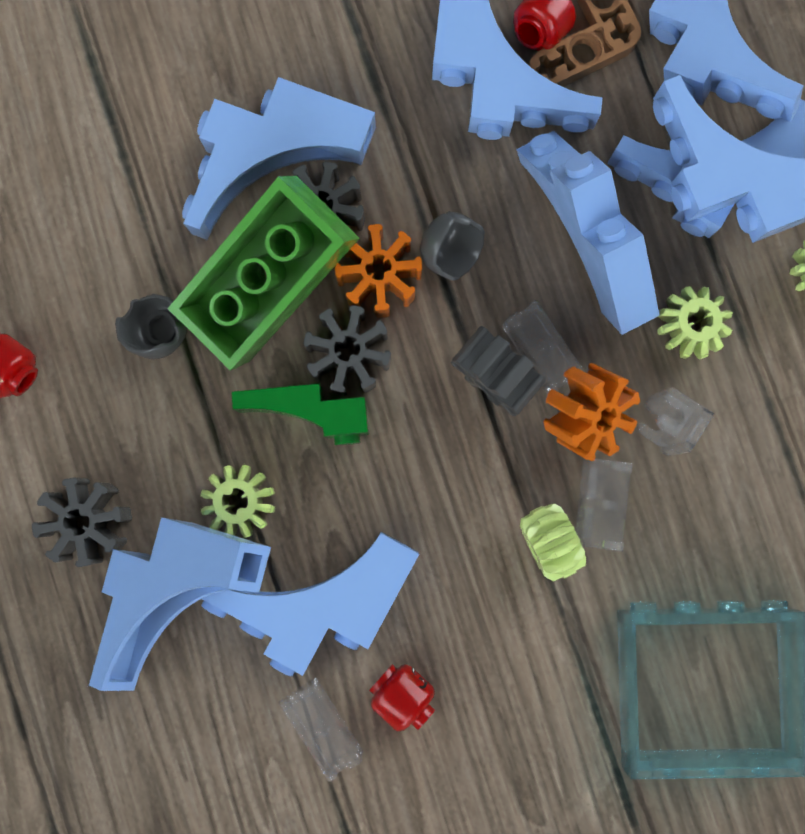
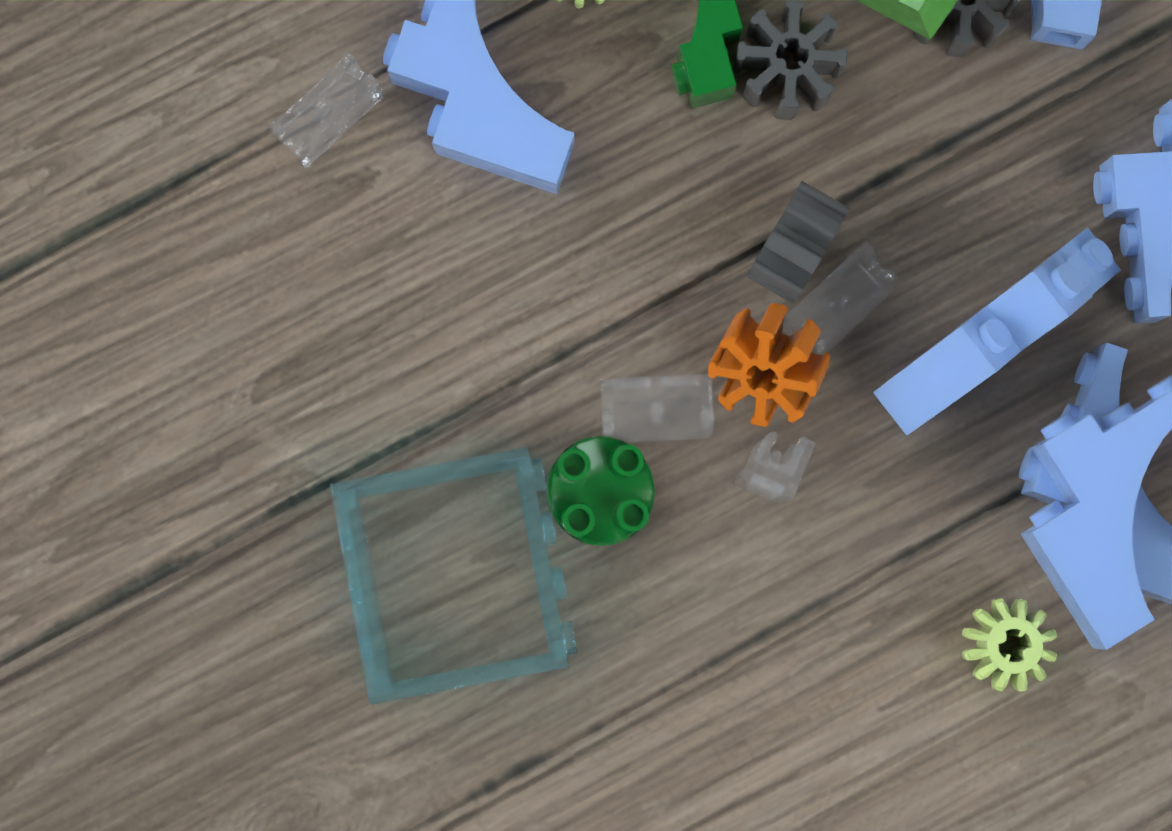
camera: 80 degrees right, 0 degrees up
(391, 281) = (888, 95): orange gear -> none
(402, 698) = (379, 199): red head -> none
(452, 245) = (946, 163): dark grey hair -> none
(553, 542) = (599, 345): yellowish green gear -> none
(662, 560) = (601, 490): none -> green dish
(708, 315) = (919, 471): yellowish green gear -> none

